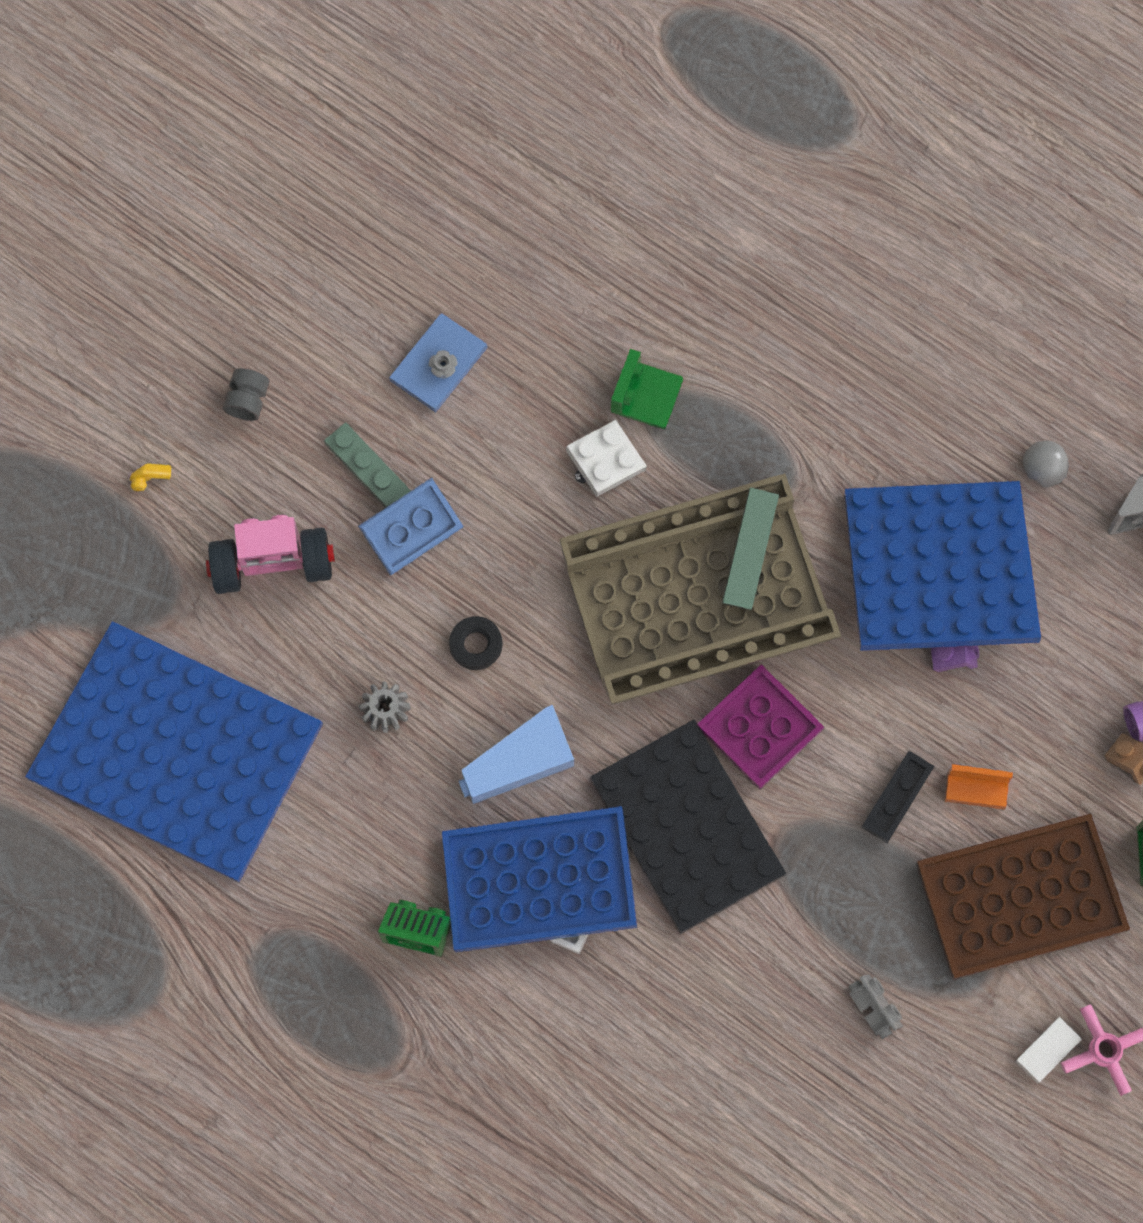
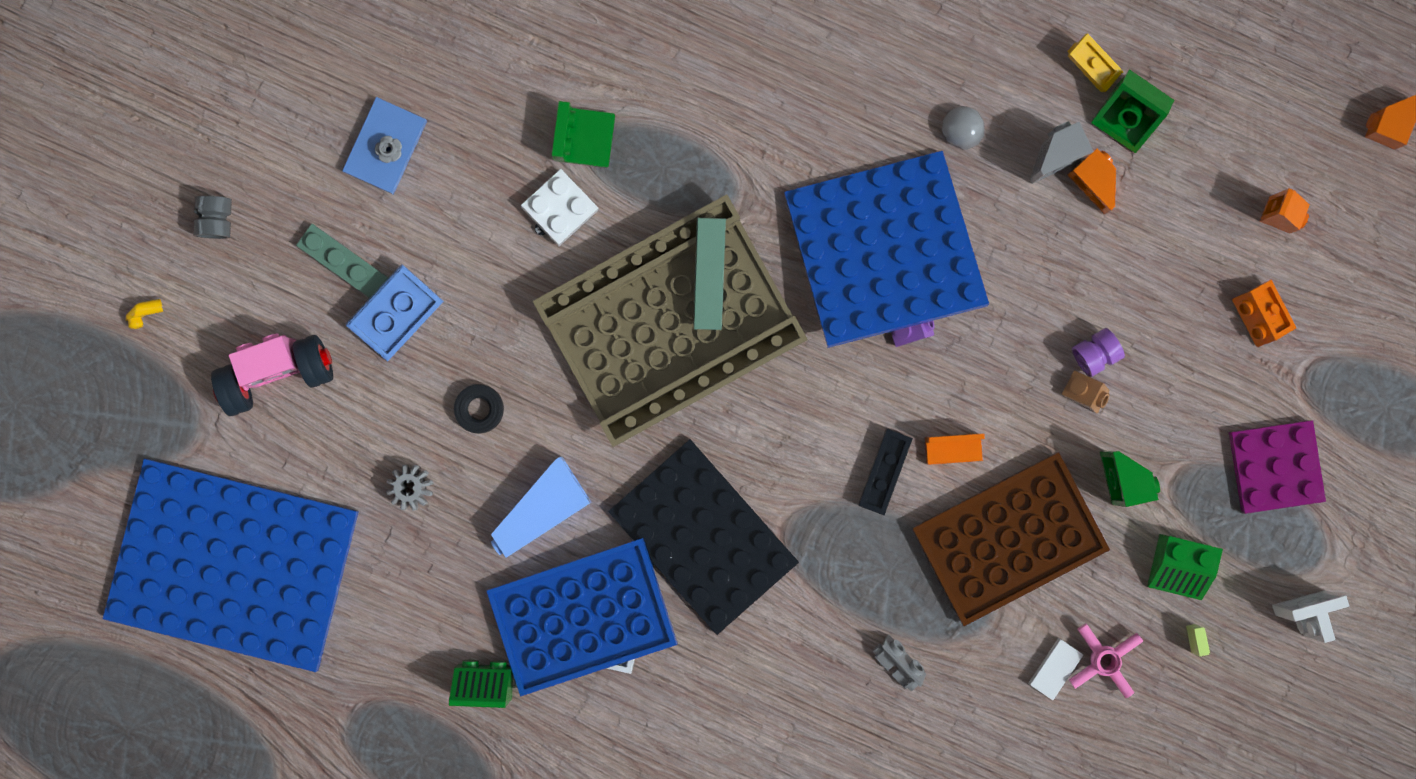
camera: 15 degrees left, 15 degrees up
(760, 727) = (750, 433): magenta plate -> none

